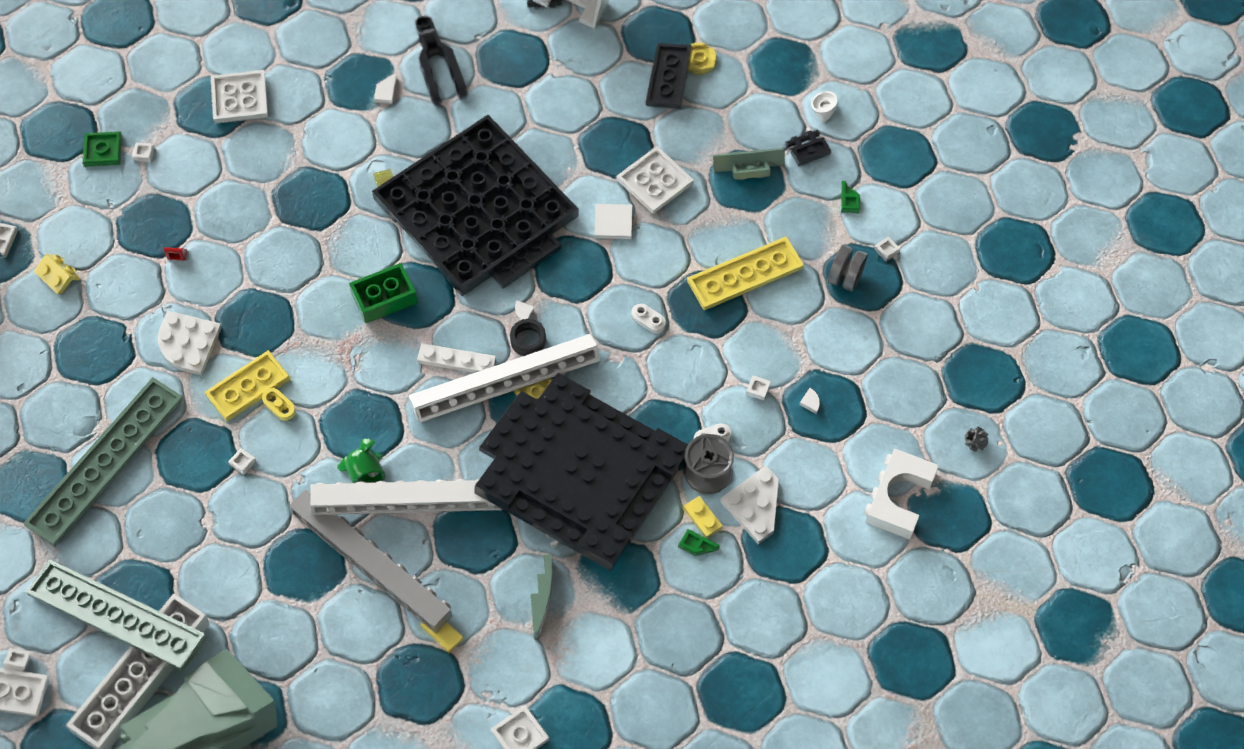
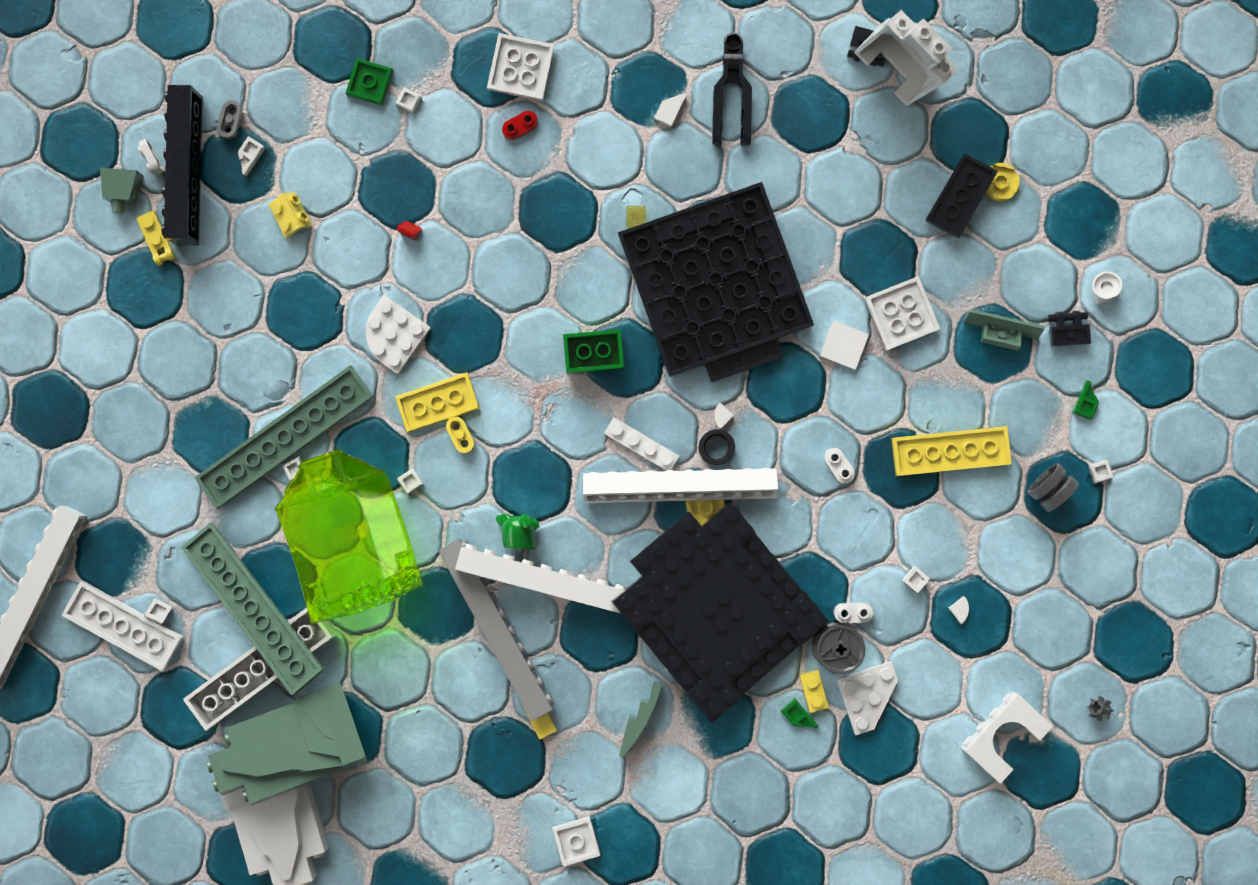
camera: 25 degrees right, 25 degrees up
(121, 487) = (292, 467): none -> white tile
(194, 522) = (346, 536): none -> clear neon green windscreen
(255, 141) = (520, 125): none -> red plate

